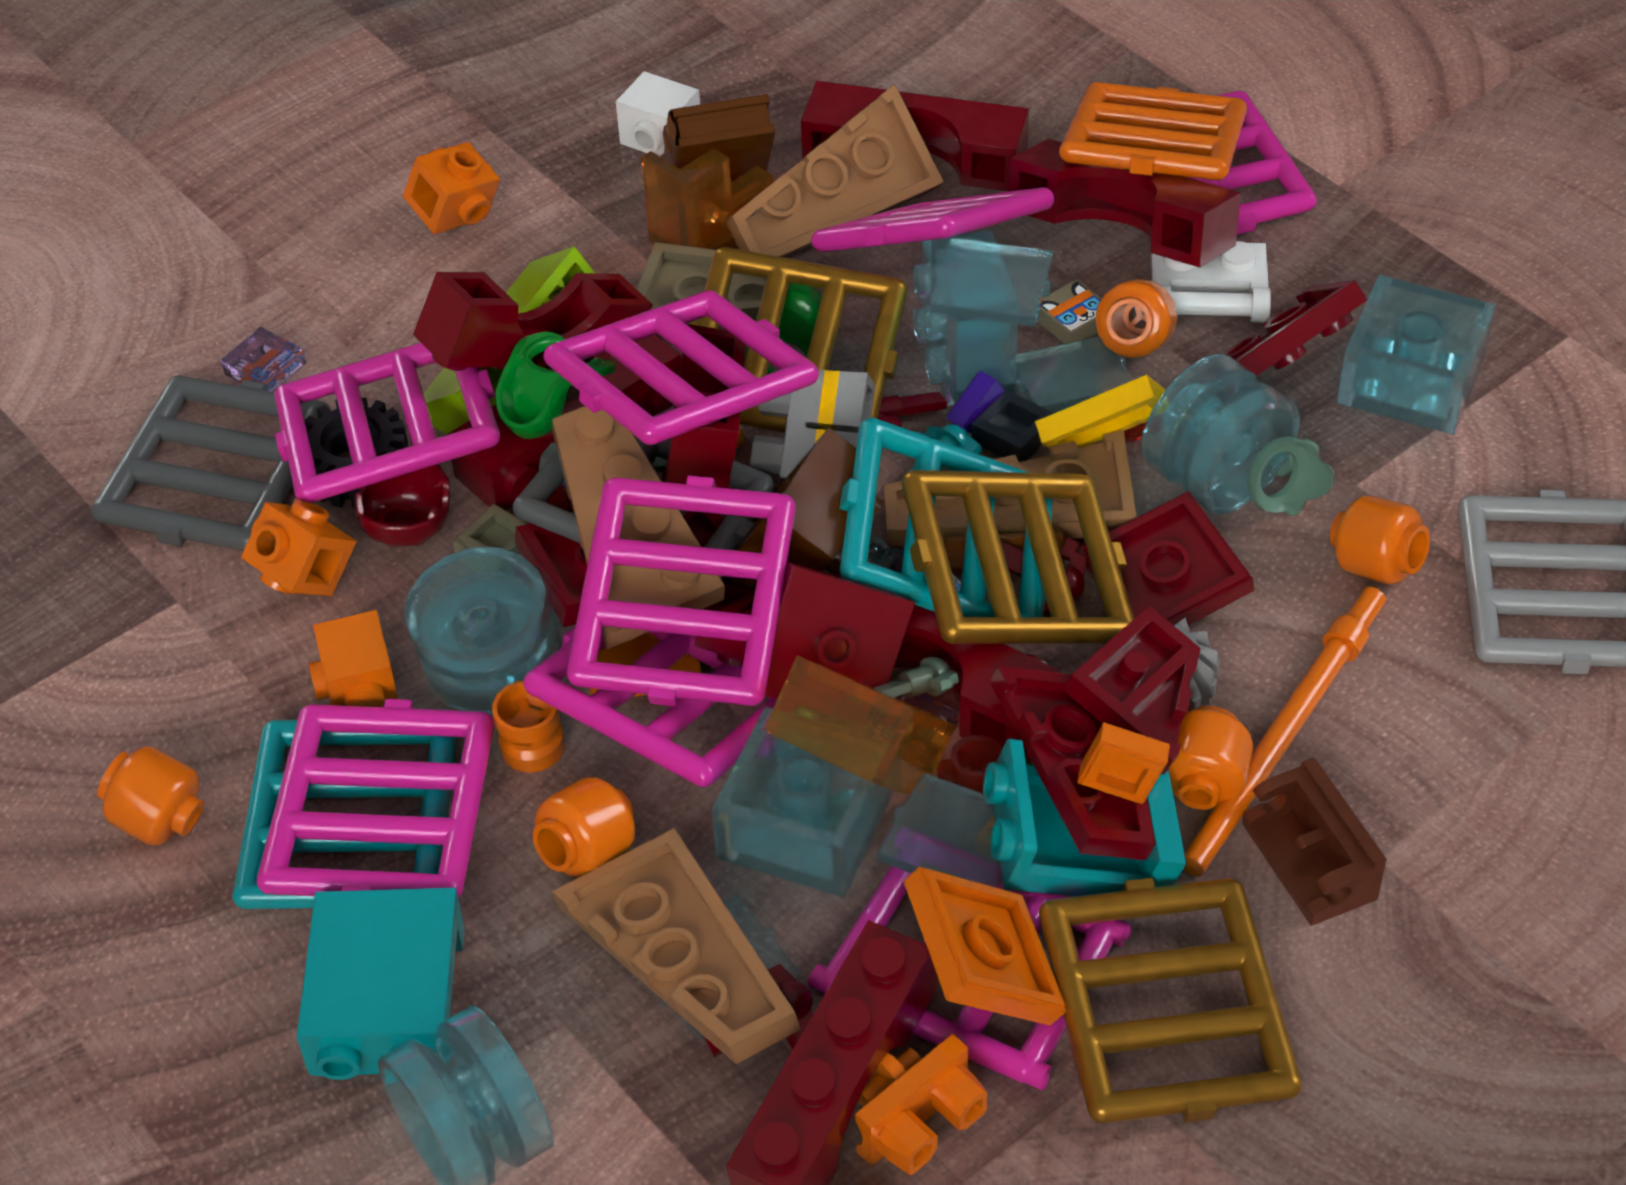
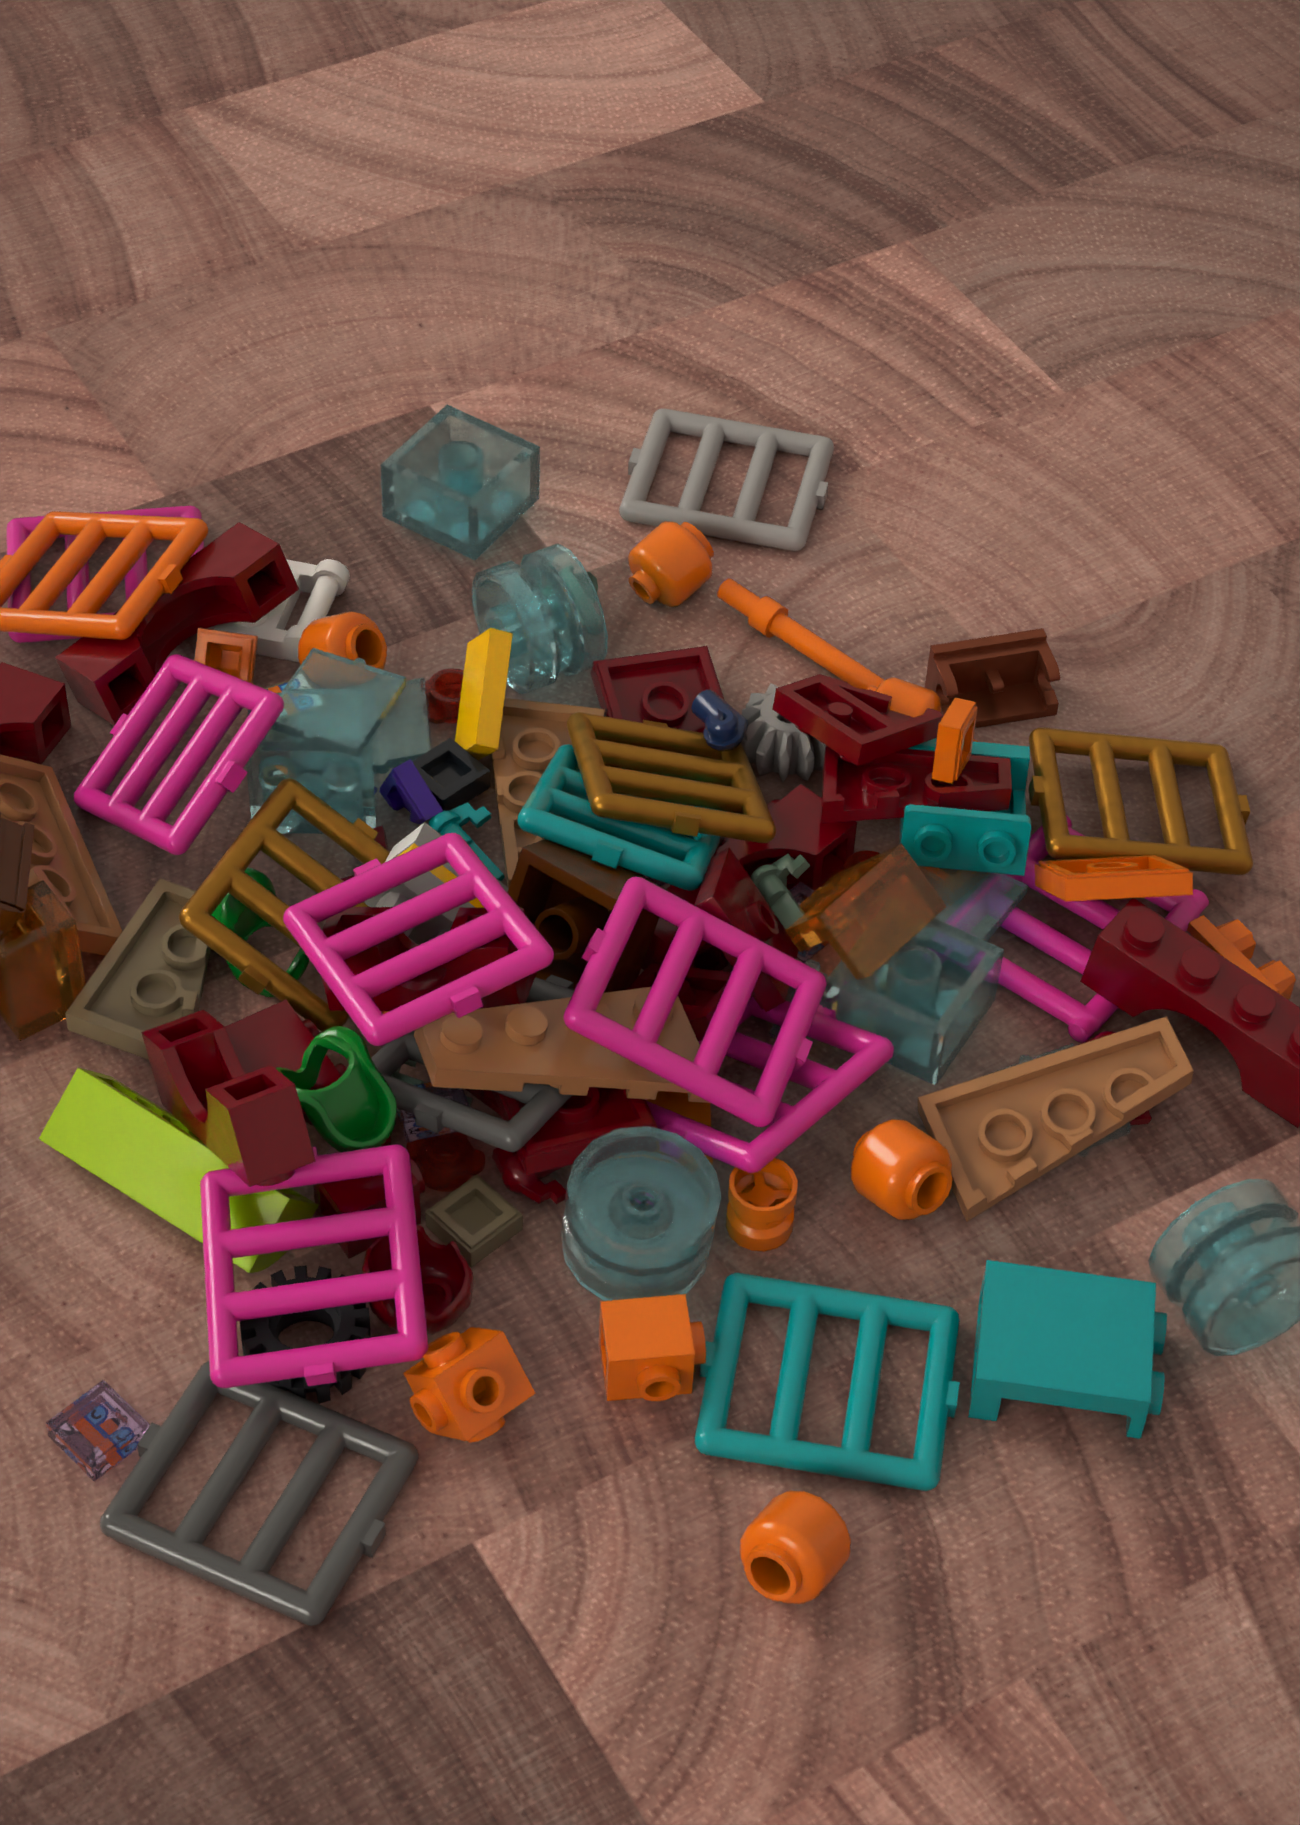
camera: 85 degrees left, 0 degrees up
(304, 768) = (863, 1410): dark pink bar -> none
(1112, 256) = (227, 652): none -> orange slope
(1122, 603) = (723, 723): none -> dark blue arm
(1320, 310) = (400, 563): dark red wing -> none

